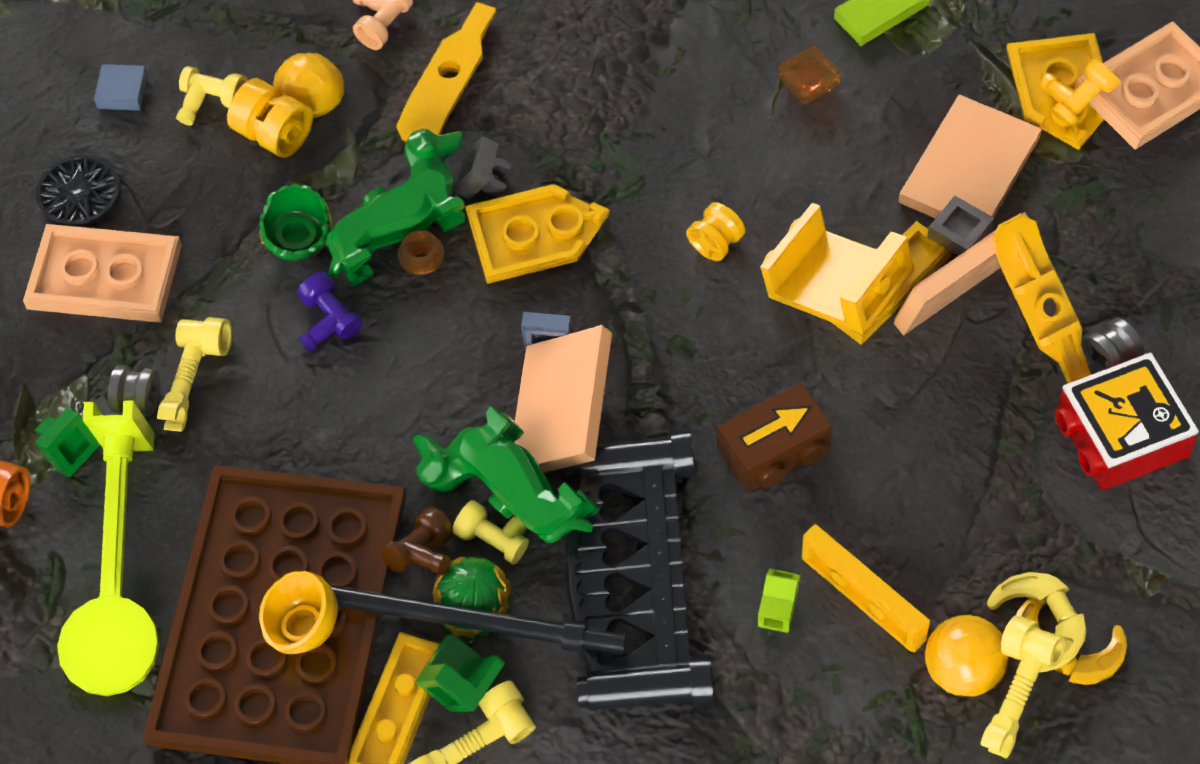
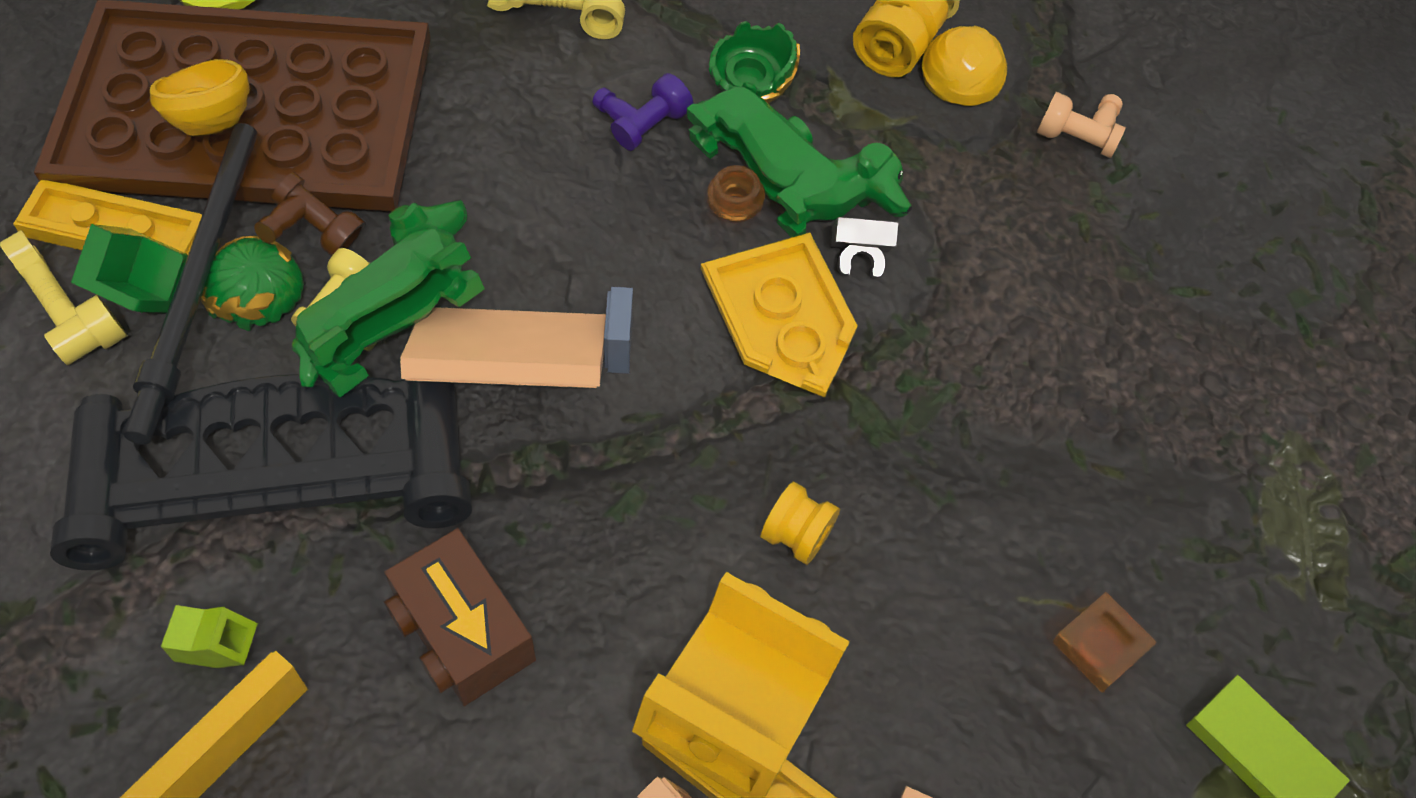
camera: 75 degrees right, 0 degrees up
(437, 96) = (984, 191): yellow piece -> none

